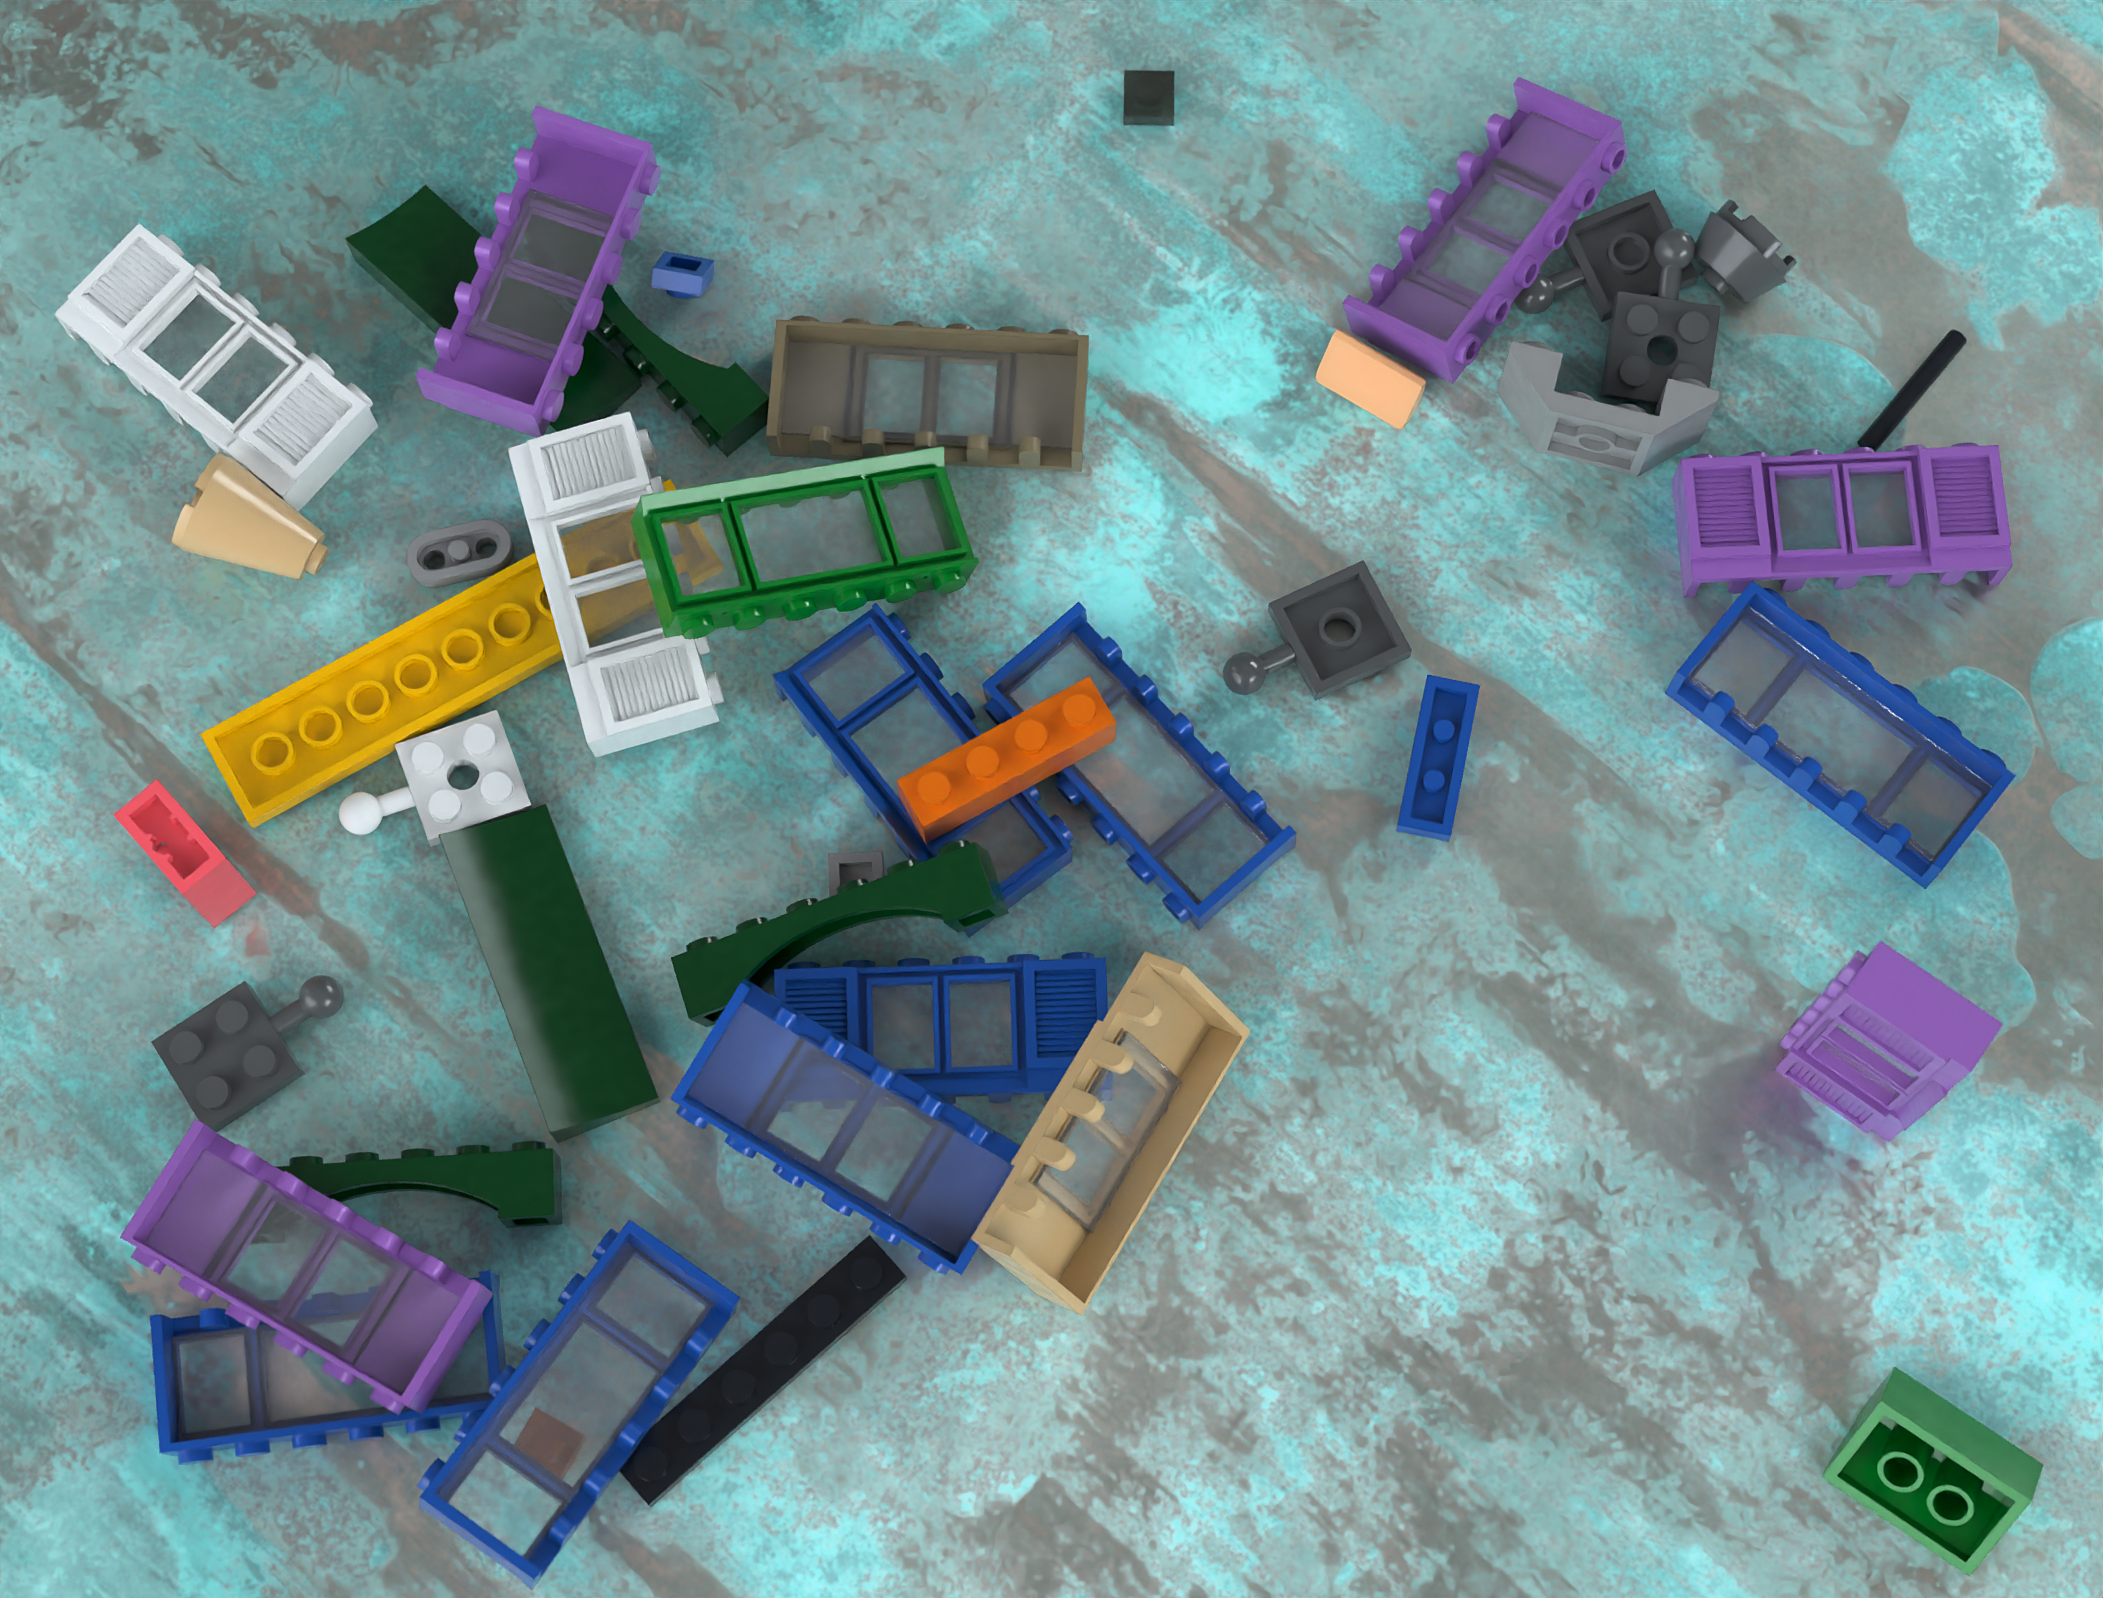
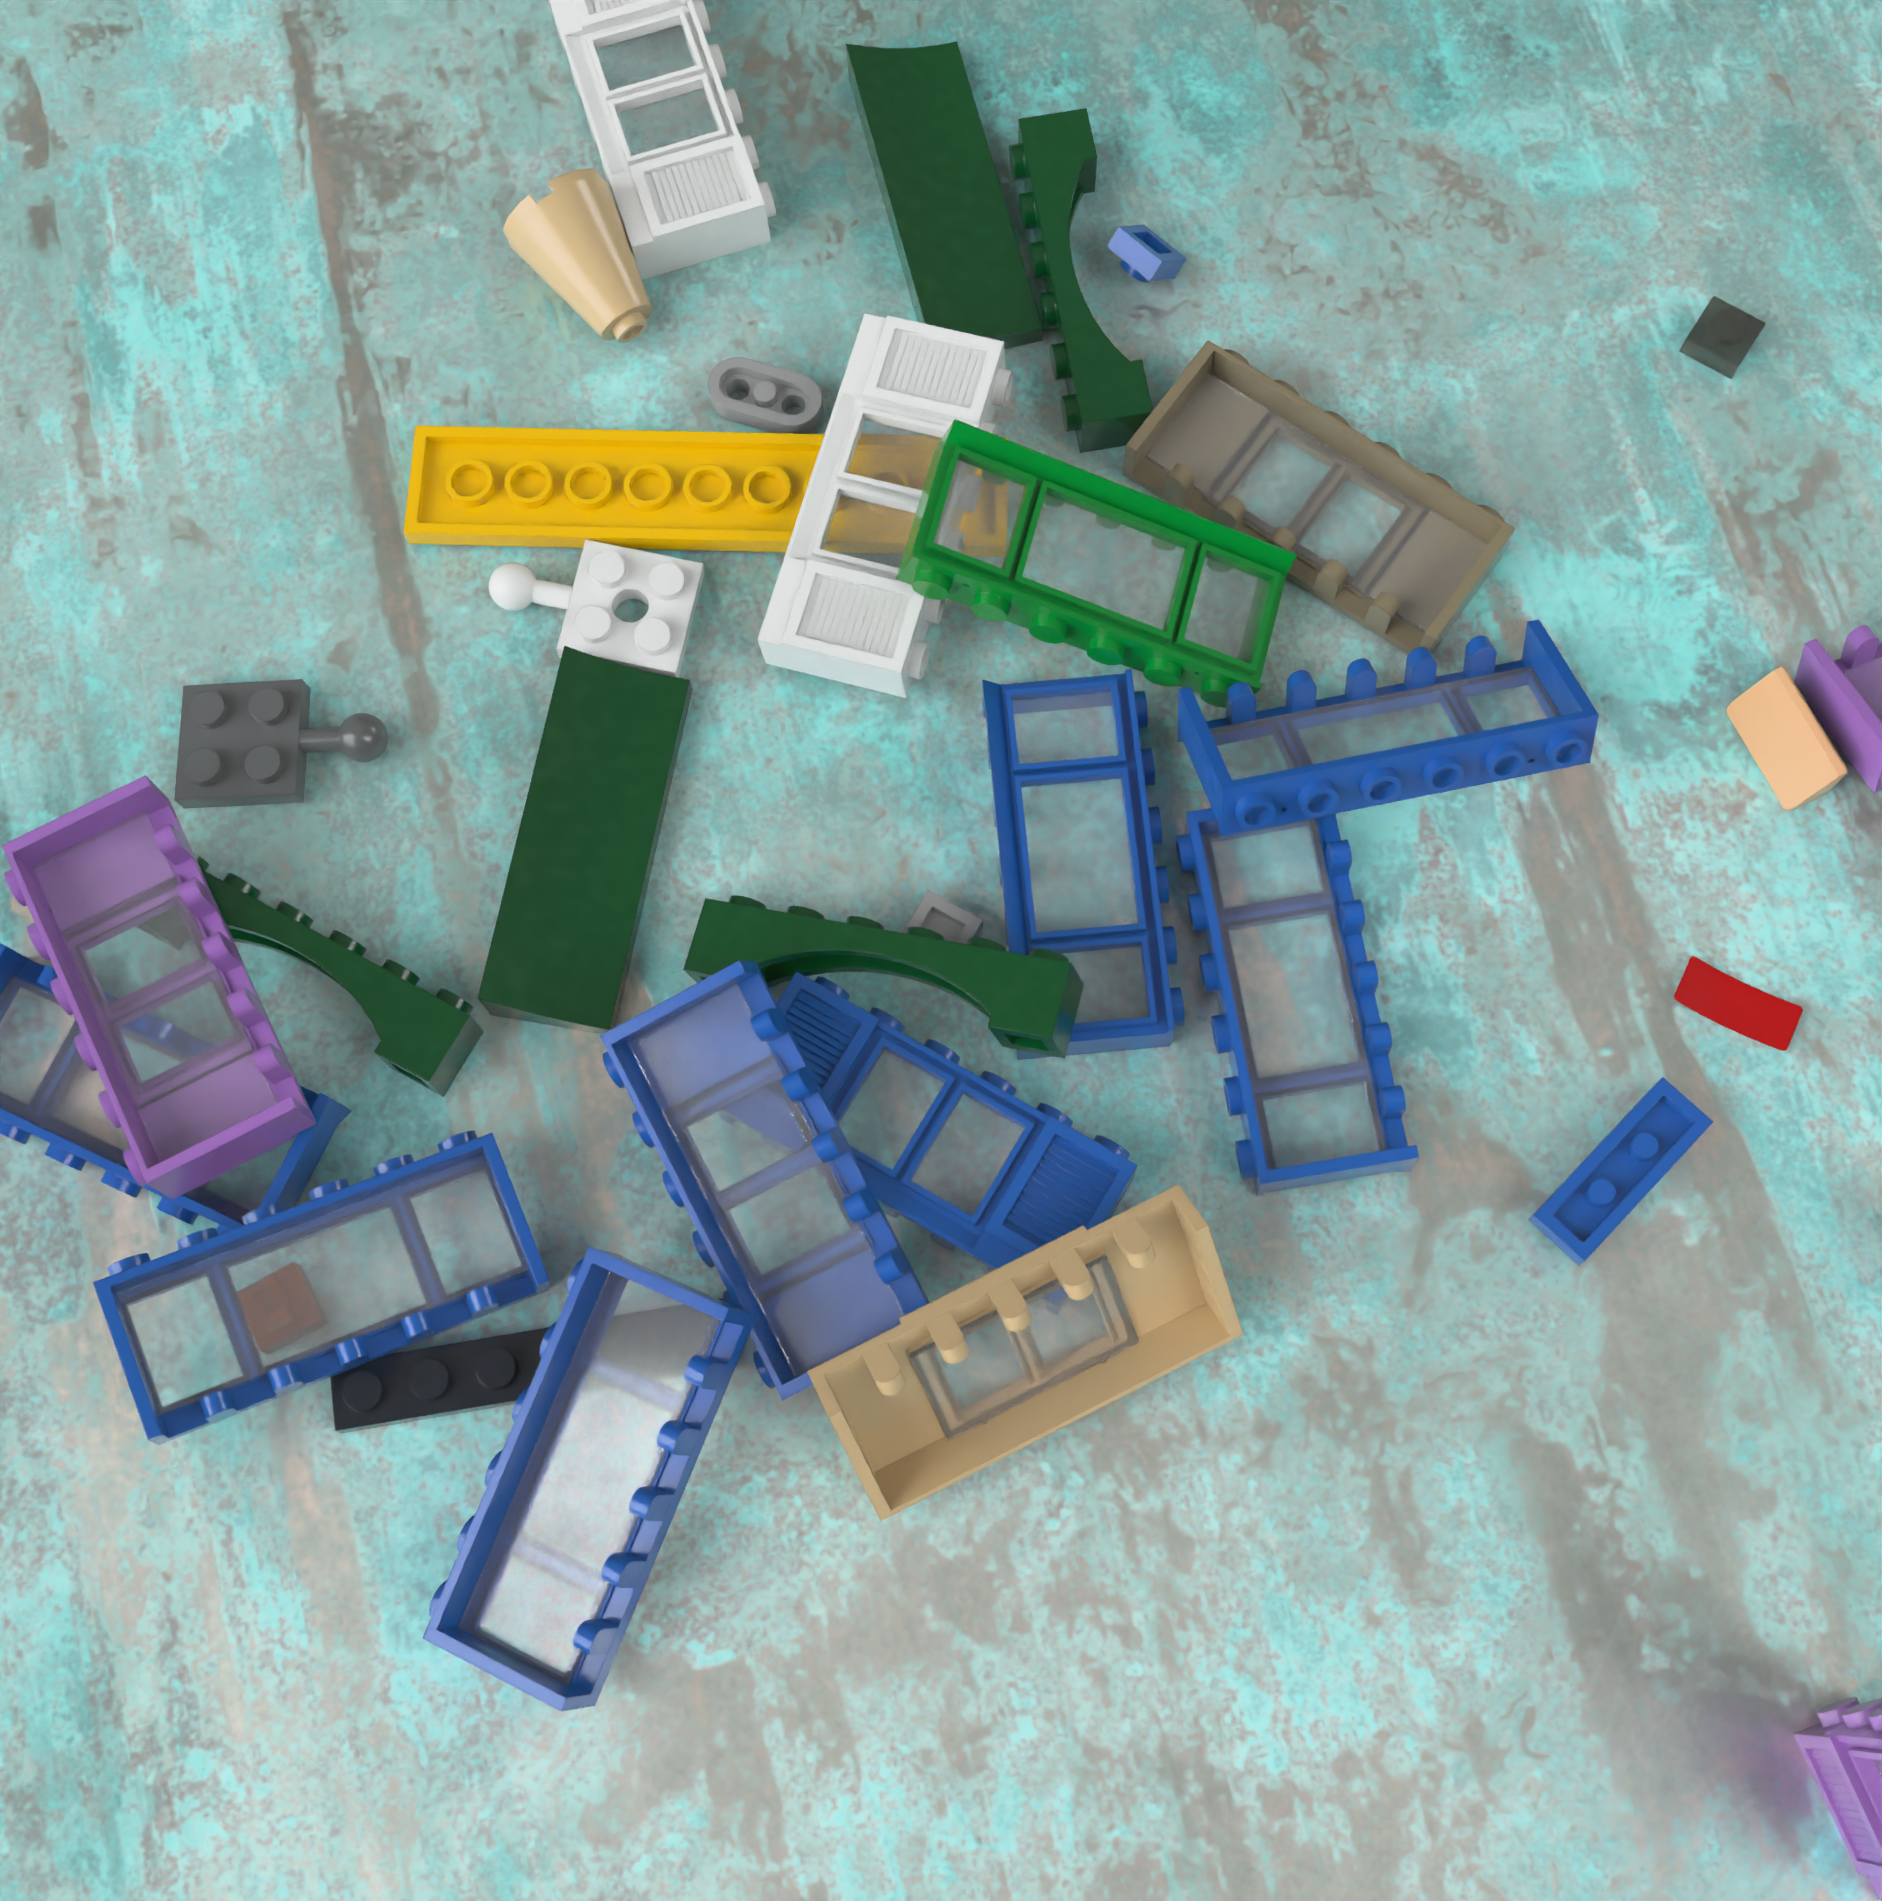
camera: 35 degrees right, 0 degrees up
(184, 853) = (322, 530): coral window -> none
(542, 274) = (1007, 169): medium lavender window -> none
(858, 1412) = (588, 1480): none -> window
(1007, 759) = (1163, 900): orange brick -> none
(1092, 545) = (1389, 739): none -> blue window
(1322, 661) = (1556, 997): dark grey plate -> none
(1448, 591) = (1737, 1005): none -> red sticker

